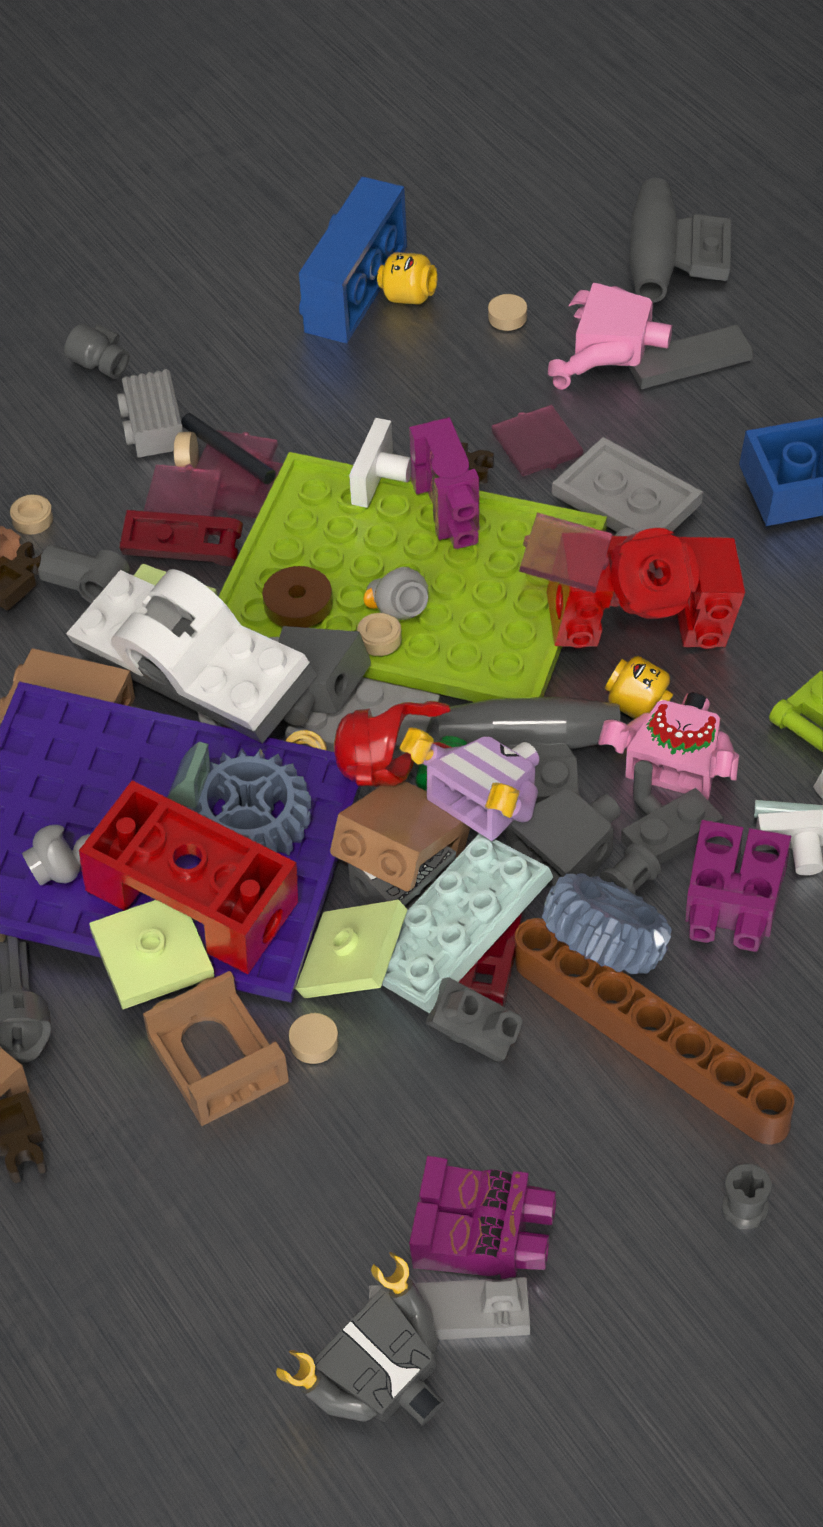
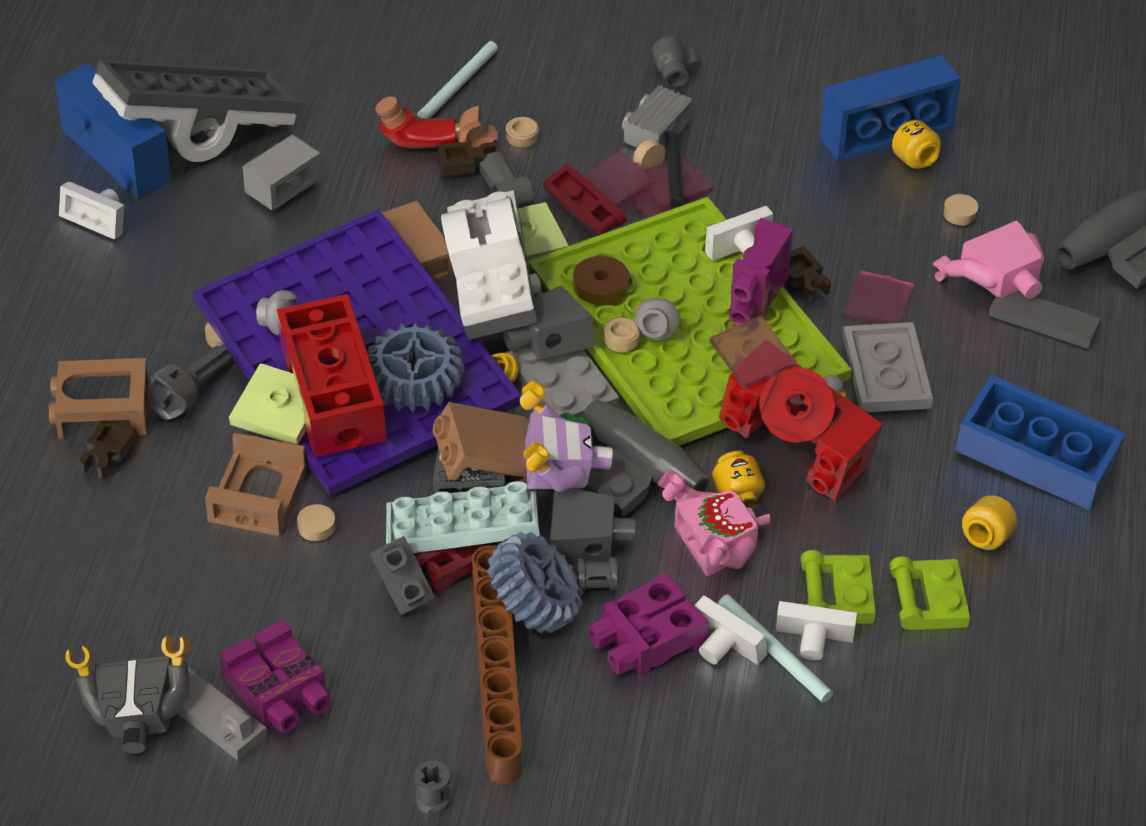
camera: 40 degrees right, 5 degrees down
(191, 776) = (386, 322): sand green slope -> none
(351, 949) = (387, 489): yellowish green plate -> none
(367, 743) = (514, 372): red hair -> none
(670, 827) = (643, 566): dark grey plate -> none

